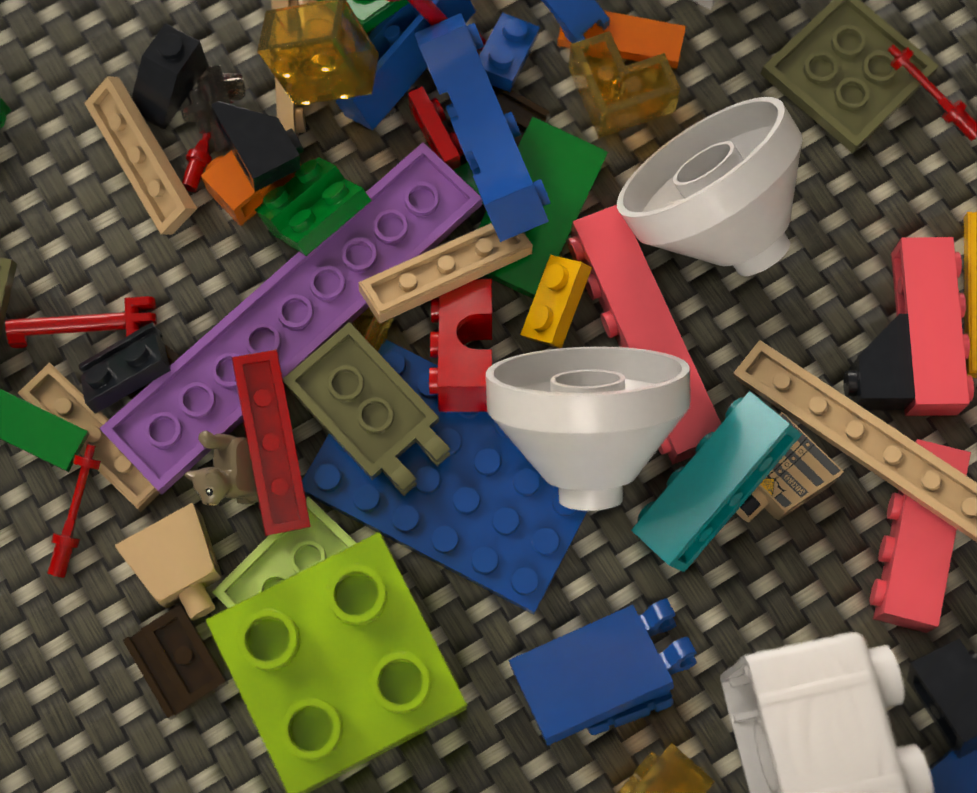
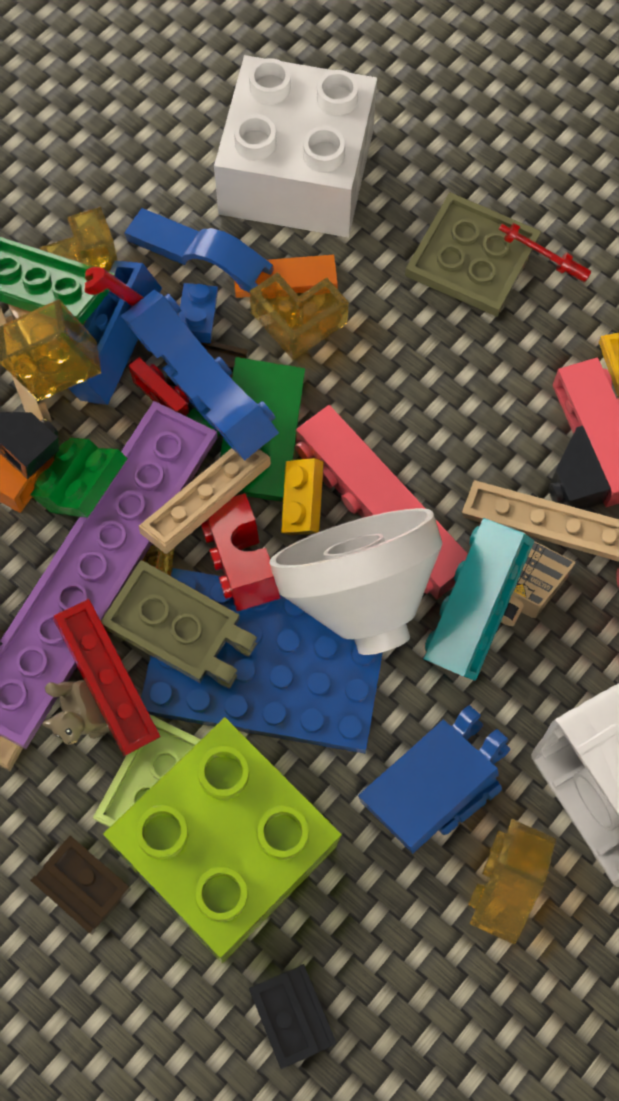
camera: 20 degrees left, 5 degrees down
(175, 561) = (53, 801): tan torso -> none
(720, 188) = (406, 368): white cone -> none

